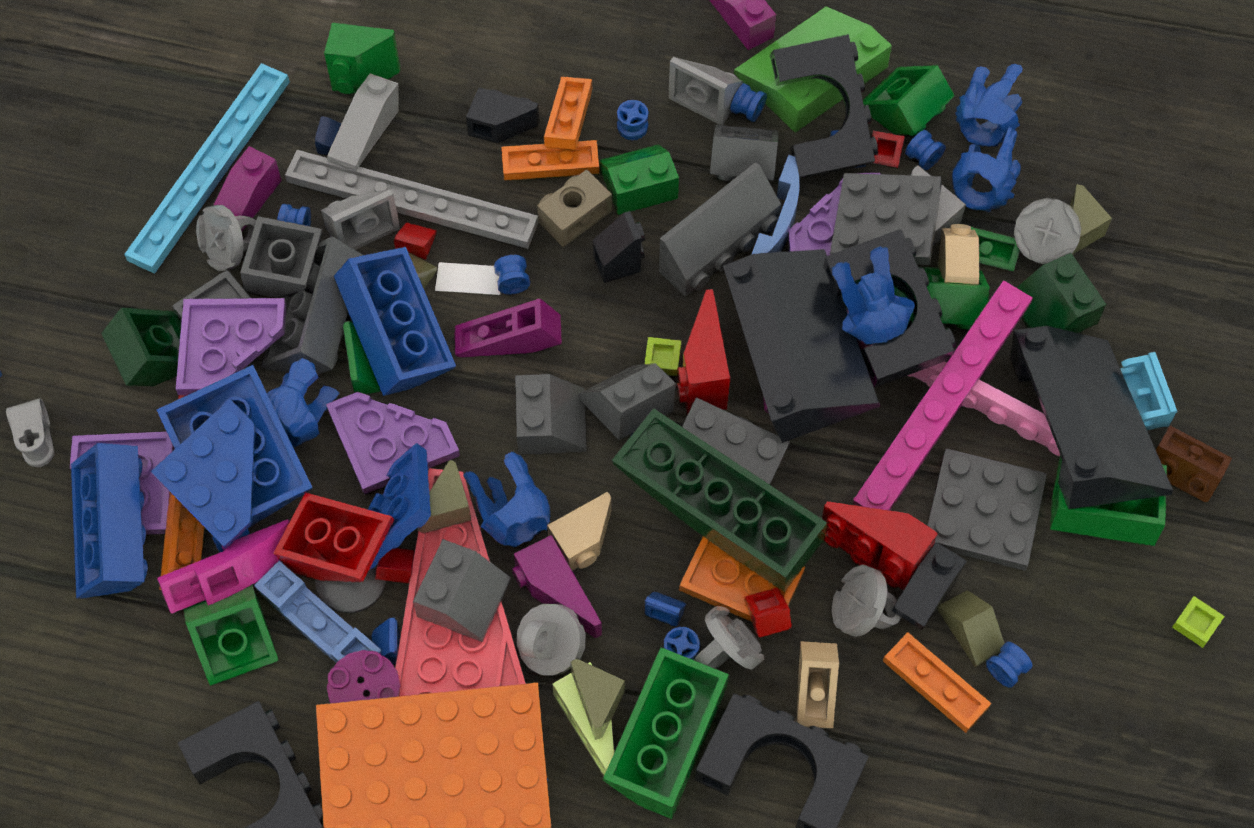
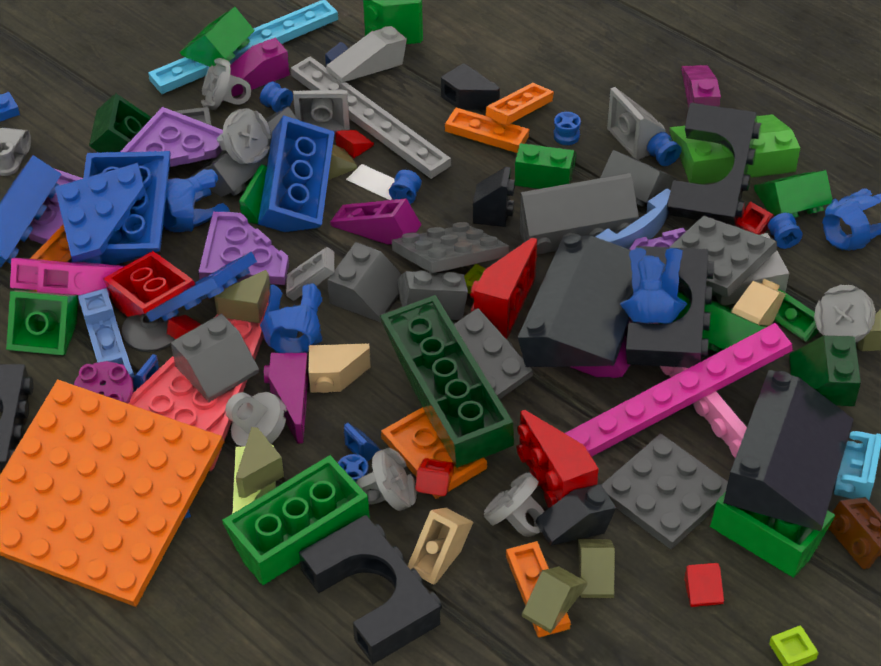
camera: 30 degrees right, 15 degrees down
(183, 177) = (219, 39): none -> green slope
(279, 257) = (246, 95): dark grey slope -> none
(314, 302) = (245, 136): none -> light grey tile
(487, 434) = (311, 271): none -> light grey plate
(568, 223) = (479, 161): dark tan brick -> none
(616, 335) = (449, 247): none -> dark grey plate
(965, 688) = (552, 597): none -> olive slope
(1000, 172) = (826, 257): blue piece -> none
(1009, 664) = (606, 602): blue wheel -> none
(1082, 597) = (704, 584): none -> red slope

